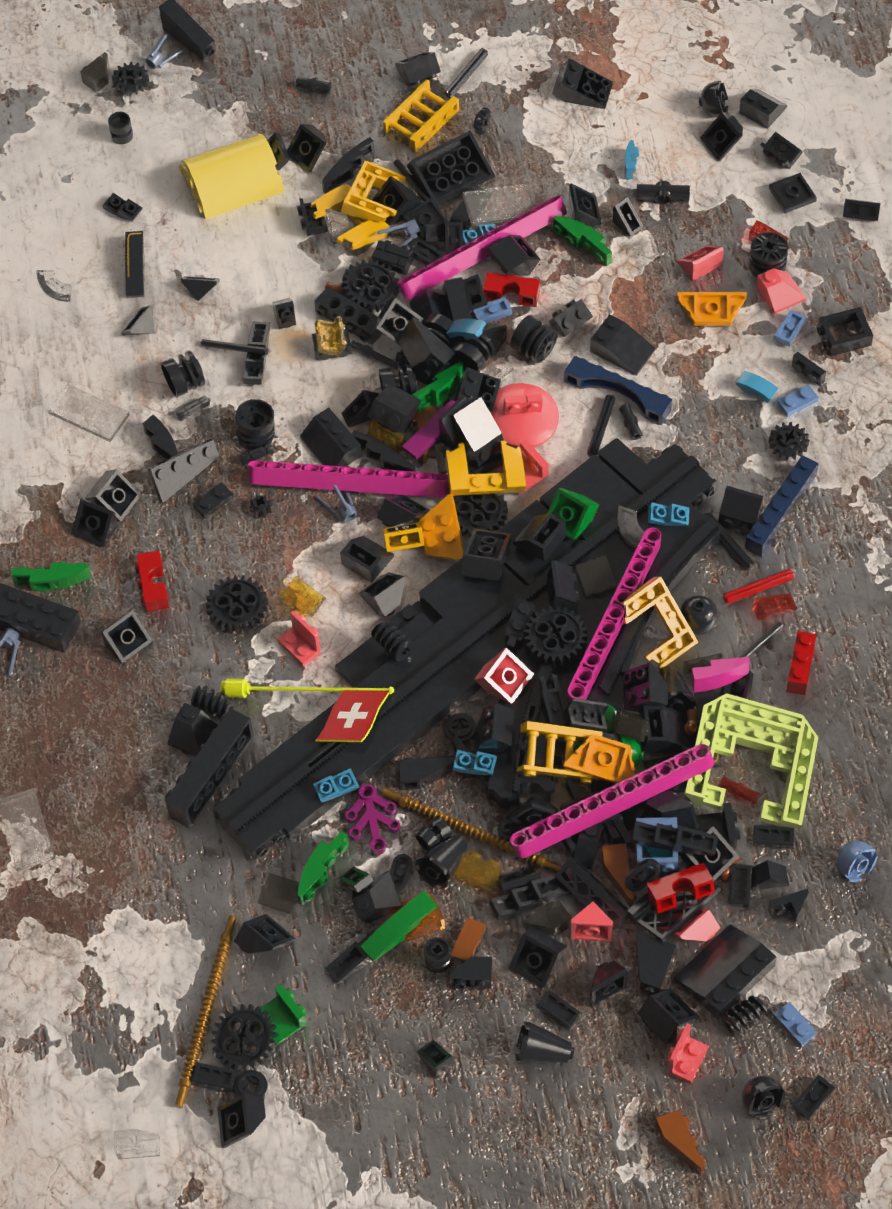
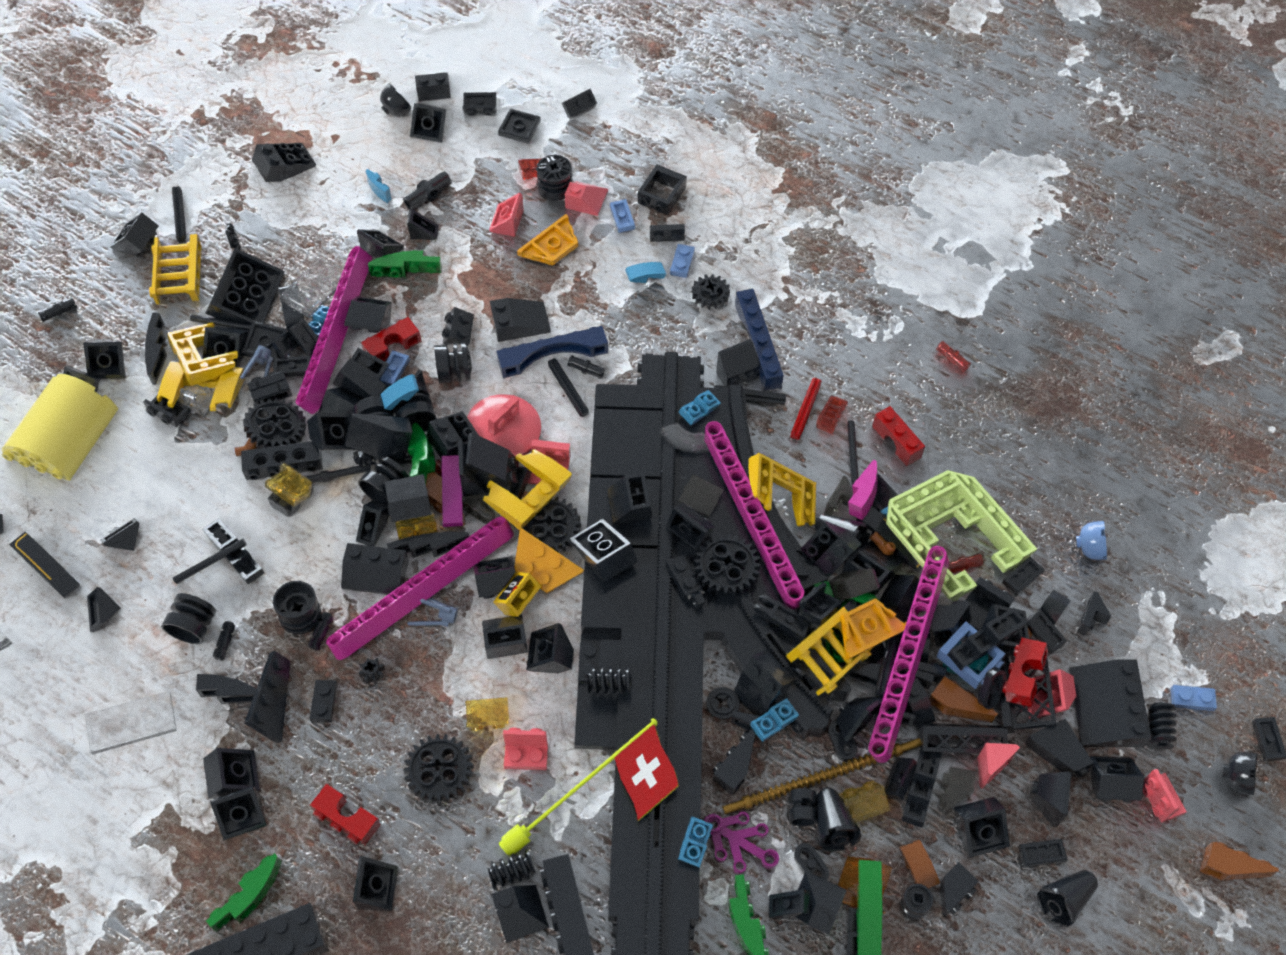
camera: 50 degrees left, 0 degrees up
(284, 313) = (224, 499): black slope -> none
(504, 676) = (724, 631): coral slope -> none
(574, 510) = (632, 459): green slope -> none
(700, 614) = (794, 458): black cylinder -> none

